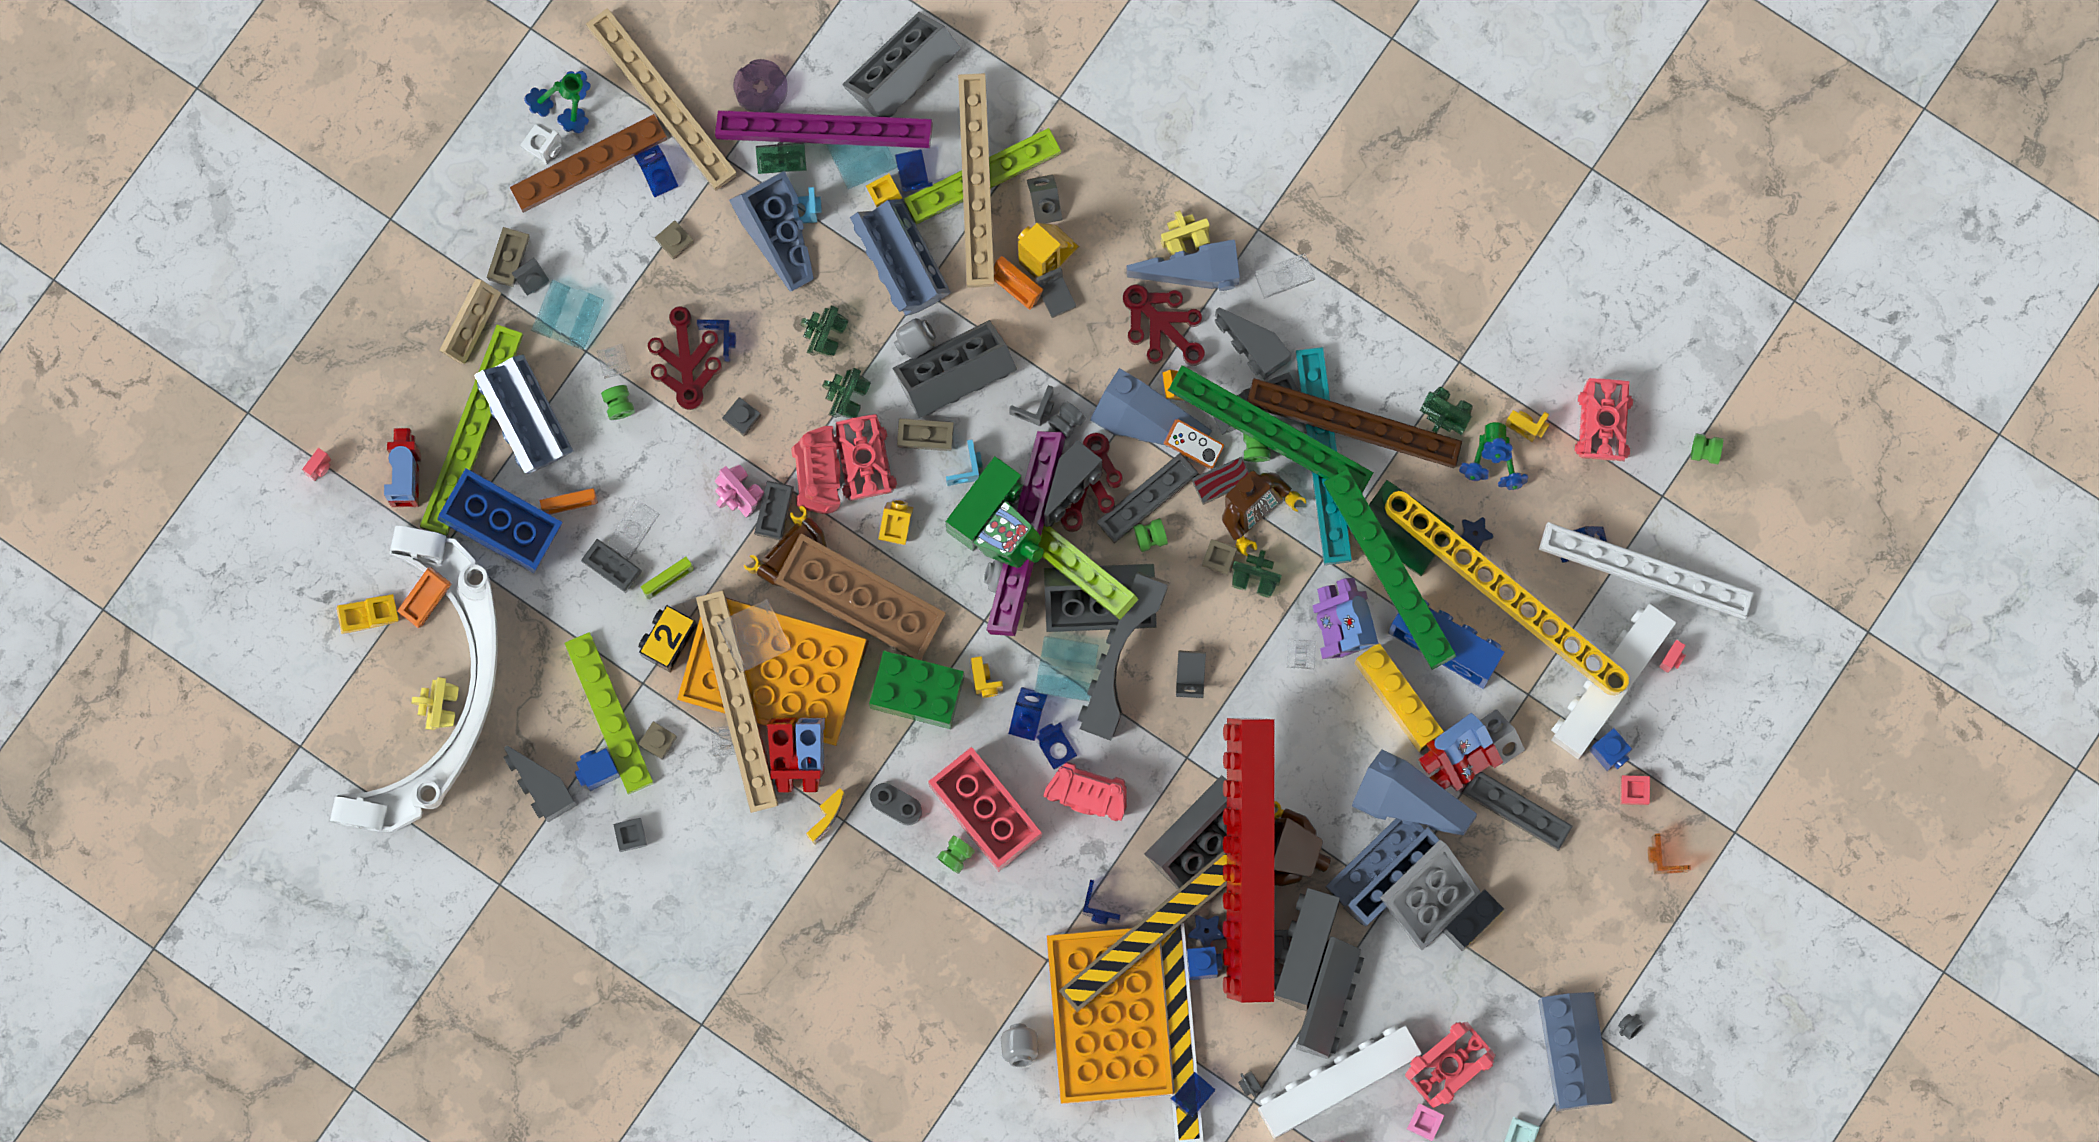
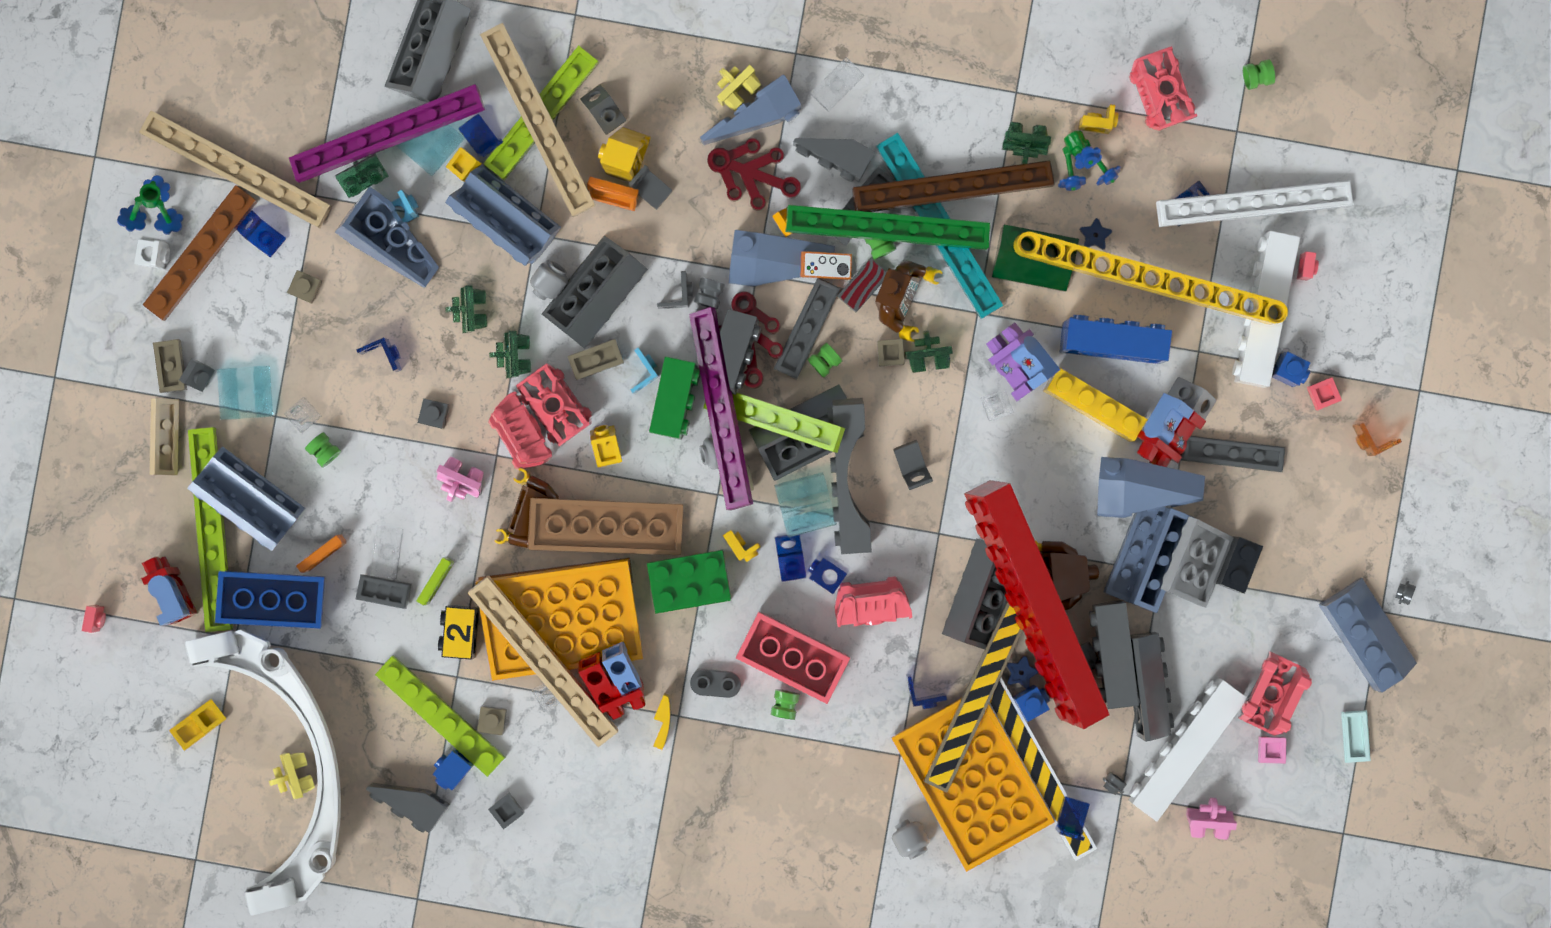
camera: 30 degrees left, 10 degrees up
(424, 597) = (238, 690): orange tile -> none
(685, 362) = (363, 388): dark red plant -> none
(752, 74) = (302, 112): clear purple plate -> none
(753, 635) = (531, 602): clear tile -> none
(774, 510) = (498, 482): dark grey plate -> none
(1010, 538) = (710, 421): torso -> none
(1389, 569) = (1044, 303): green plate -> none

